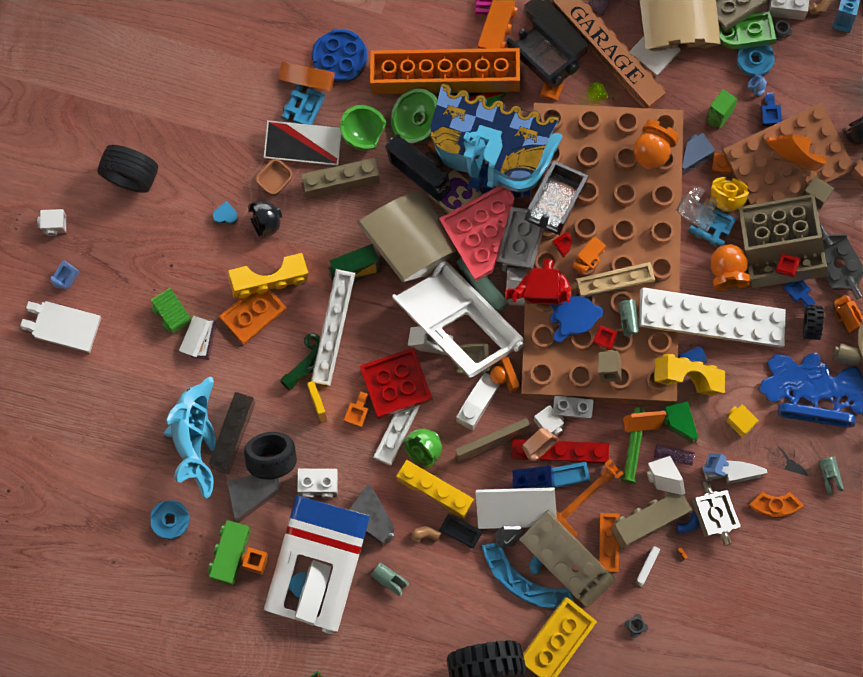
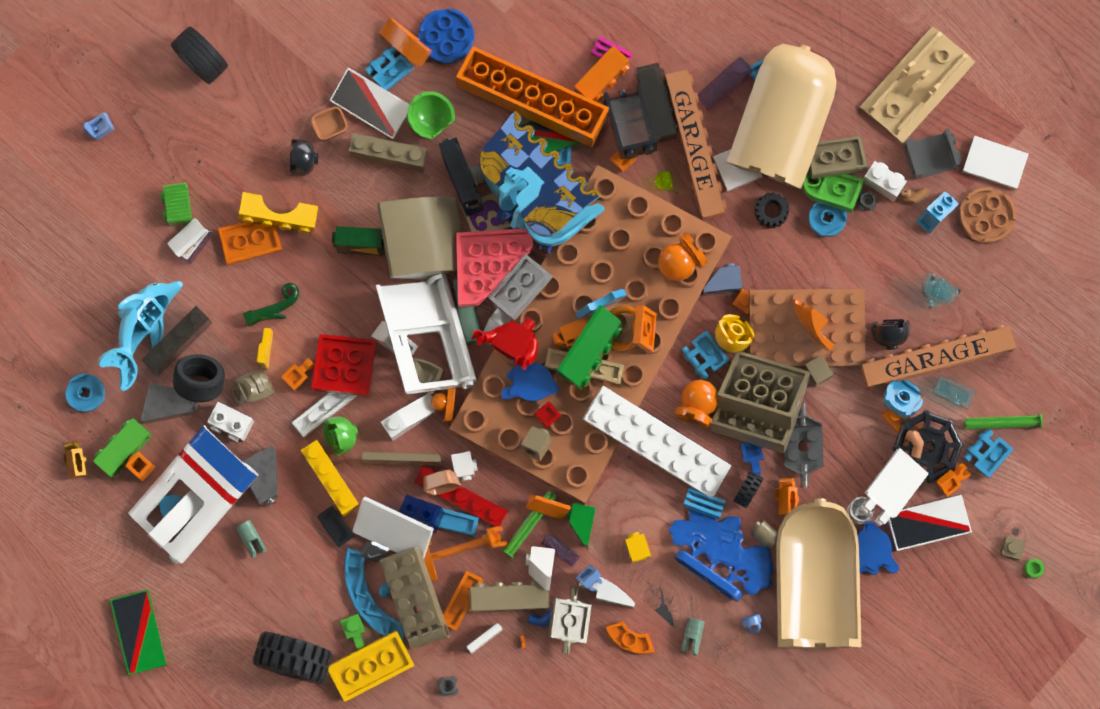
camera: 25 degrees right, 5 degrees up
(52, 222) = (111, 72): white brick -> none
(62, 325) = (76, 172): white tile -> none
(190, 585) = (74, 460): none -> pearl gold piece
(225, 214) = (269, 136): dark azure tile -> none
(323, 440) = (253, 387): none -> dark tan piece
(333, 327) = (311, 288): white tile -> none
(408, 113) = (479, 121): bright green dish -> none
(423, 532) = (302, 511): medium nougat arm -> none
(524, 614) = (353, 629): none -> bright green plate
(556, 197) = (566, 265): door -> none
(563, 243) = (554, 310): red tile -> none
(572, 407) = (489, 463): light grey bracket -> none
(599, 222) = (609, 299): none -> dark azure tile
(616, 258) = (590, 348): none -> green slope
(629, 317) = (577, 406): sand green hinge -> none
(650, 220) = (642, 327): none -> orange tile
(695, 212) = (693, 338): clear plate -> none
(695, 354) = (621, 470): blue brick -> none
(706, 379) = (623, 495): yellow arch -> none
(707, 64) = (775, 199): none -> black tyre
(721, 109) = (767, 251): bright green brick -> none
(757, 85) = (816, 244): medium blue tile -> none
(770, 113) = (814, 276): blue plate -> none
(778, 352) = (704, 500): none -> dark azure tile
(788, 265) = (750, 427): red tile -> none

